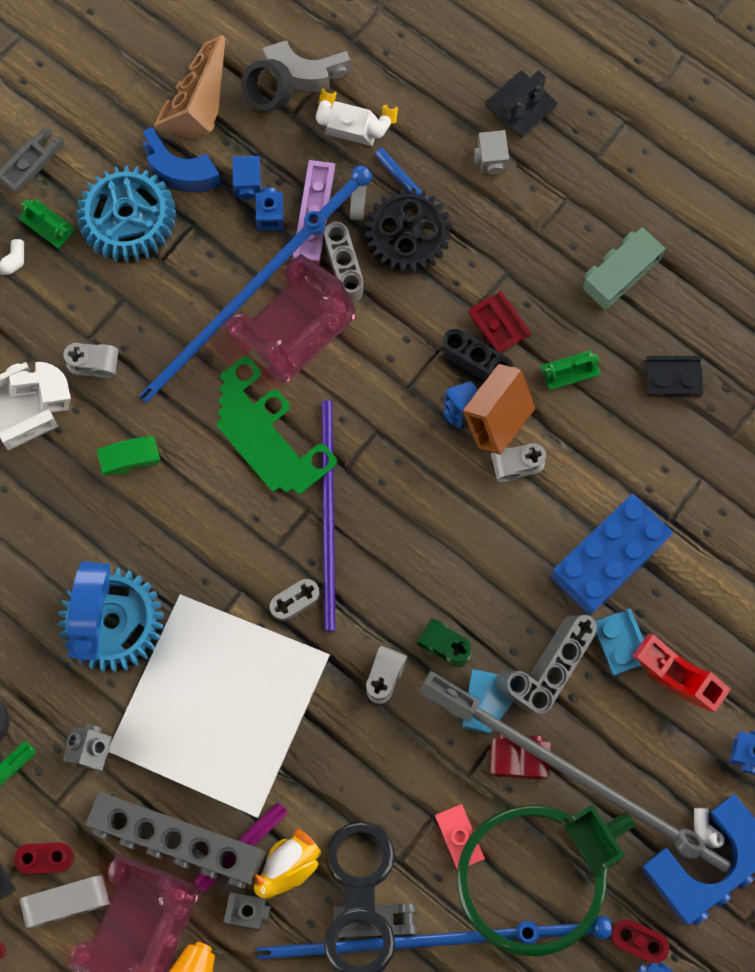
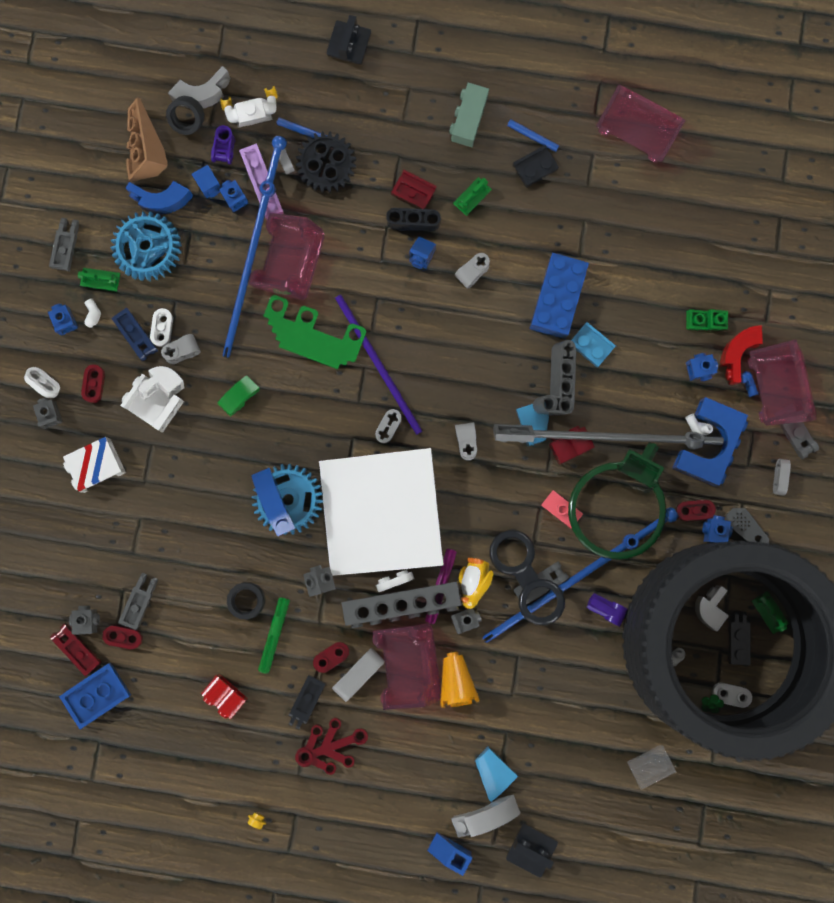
camera: 30 degrees left, 10 degrees up
(47, 310) = (134, 333): none -> dark blue plate
(84, 322) = (161, 328): none -> white plate
(196, 806) = (402, 577): none -> white plate
(290, 149) = (223, 149): none -> dark purple piece
(343, 250) = (293, 196): light grey beam -> none
(440, 641) = (488, 402): dark green piece -> none
(492, 152) = (349, 83): light grey brick -> none
(499, 409) = (446, 244): dark orange brick -> none
(679, 676) = (638, 346): red arch -> none
(692, 336) = (533, 135): none -> blue bar

